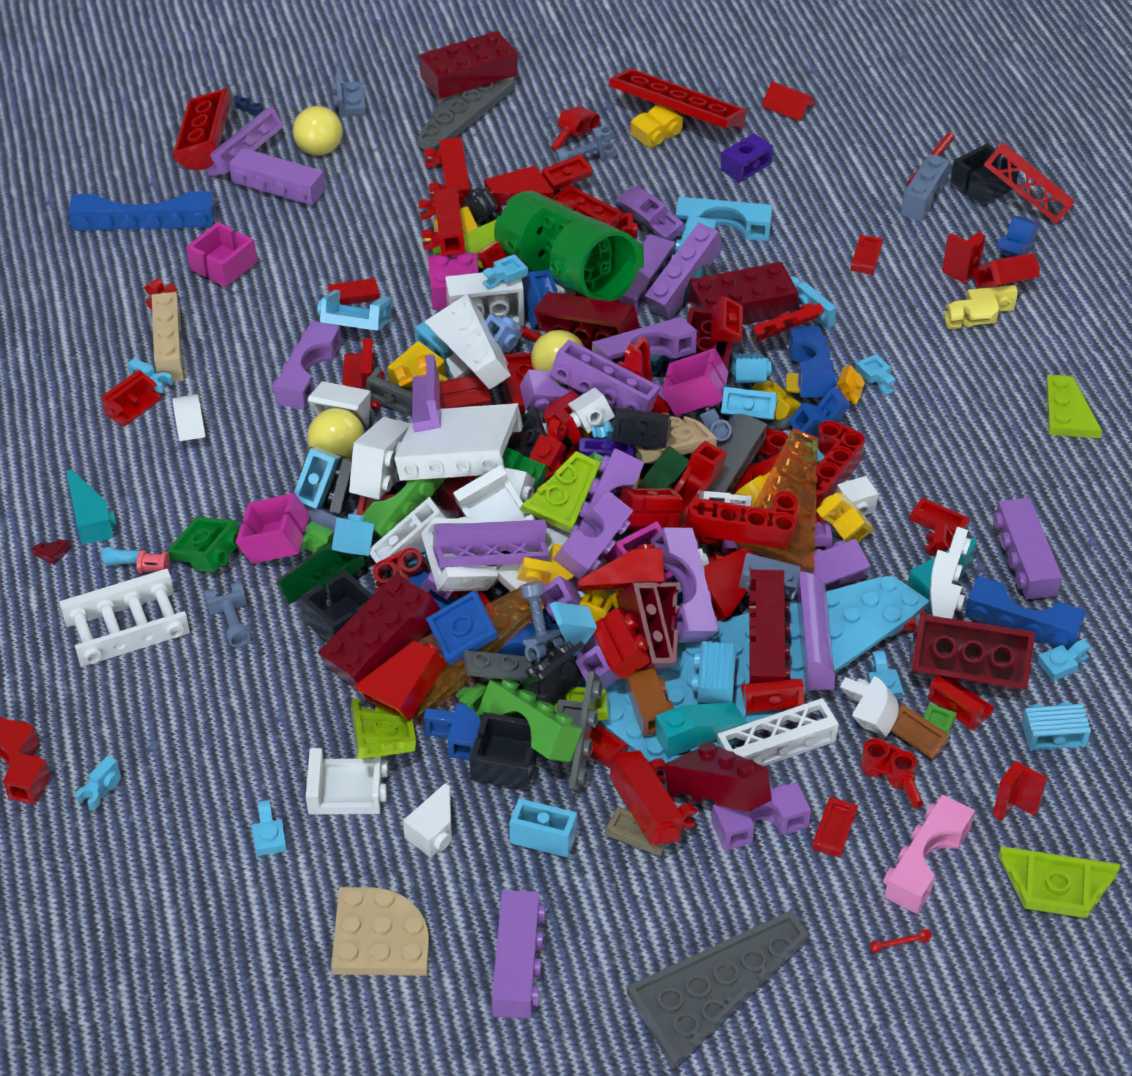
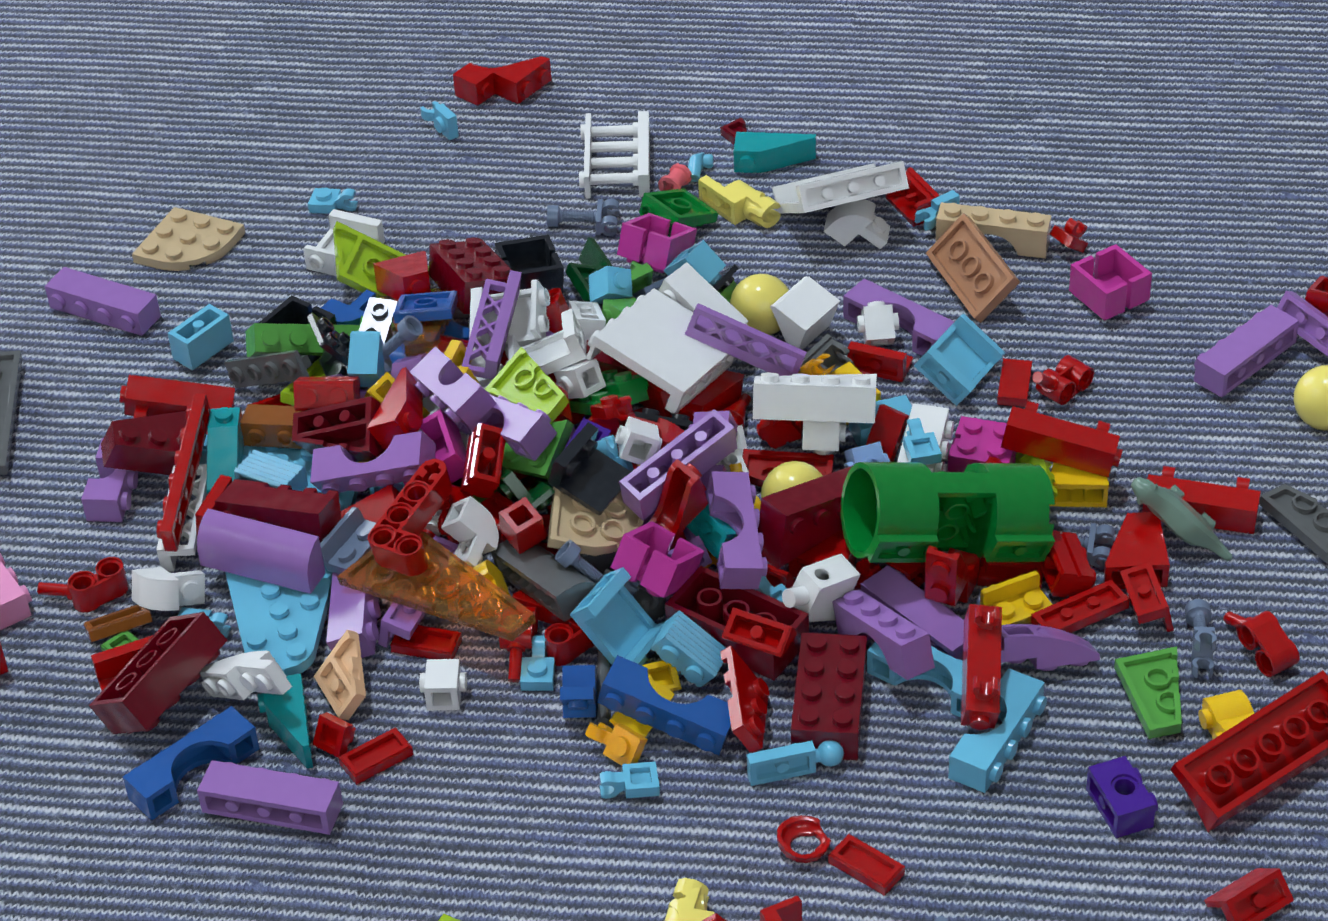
camera: 115 degrees right, 5 degrees down
(163, 425) = (840, 187): none -> white panel
(175, 507) = (739, 202): none -> light yellow plate
(189, 210) = (1213, 274): blue arch -> none
(229, 332) = (972, 267): none -> nougat plate
(327, 367) = (878, 324): none -> white brick
(338, 262) = (1066, 381): none -> red beam
(430, 823) = (261, 283): white slope -> none
(481, 204) = (1115, 503): black head -> none
(486, 166) = (1179, 515): none -> sand green animal
(643, 166) = (1153, 690): none -> bright green wing
(658, 304) = (819, 586): none -> white torso
(690, 208) = (981, 666): none -> red brick
(754, 720) = (183, 478): none -> red plate
(834, 827) = (69, 533): red tile -> none
(843, 454) = (517, 702): red beam -> none
(845, 517) = (412, 652): yellow brick -> none
(872, 276) = (801, 826): none -> red piece
(890, 552) = (343, 677): none -> light nougat wing
(1055, 726) = (42, 726): medium azure brick -> none
(1063, 662) = (111, 776): medium azure plate -> none

